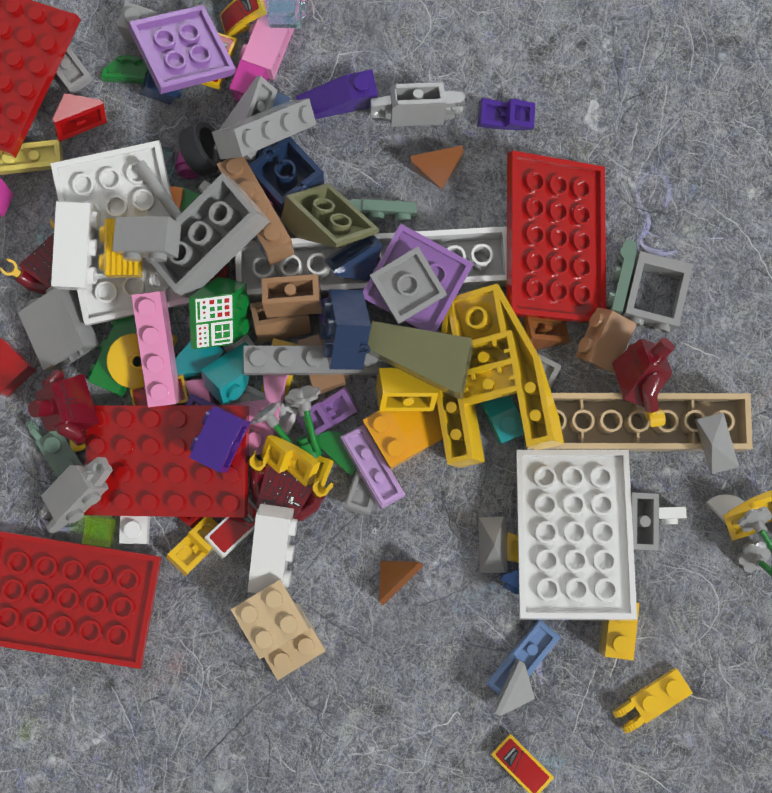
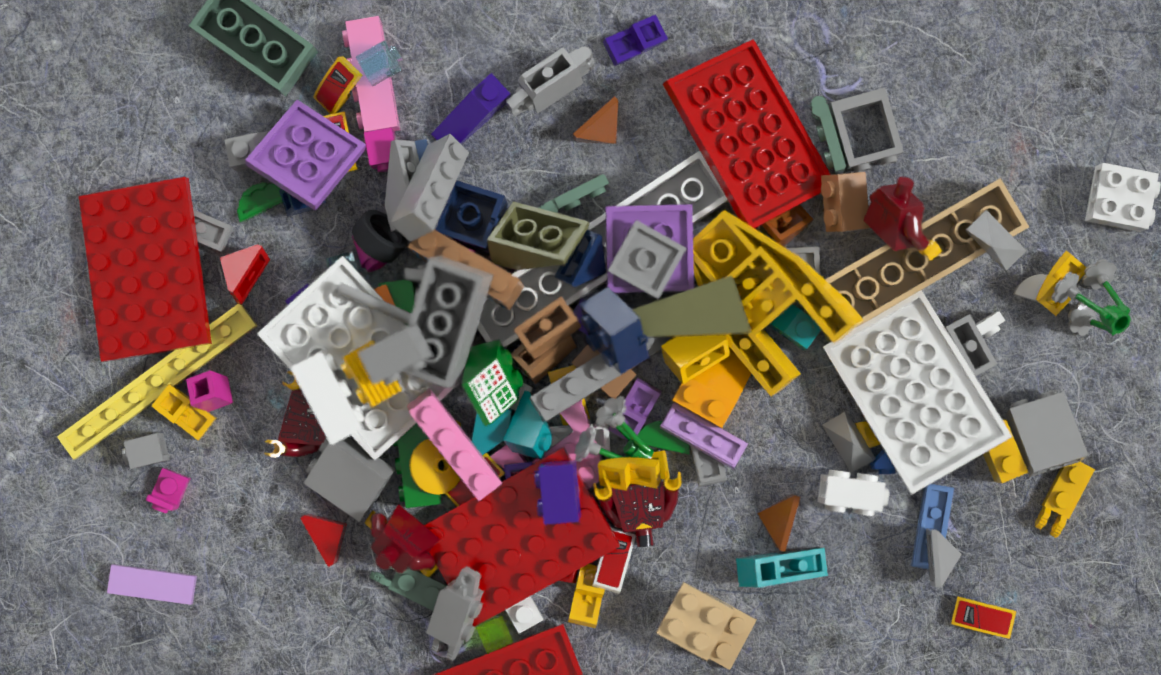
camera: 30 degrees left, 5 degrees up
(271, 547) = (659, 558): white brick -> none
(373, 618) = (781, 567): none -> teal slope
(478, 594) = (861, 493): none -> white brick
(668, 636) = (1046, 433): none -> light grey brick

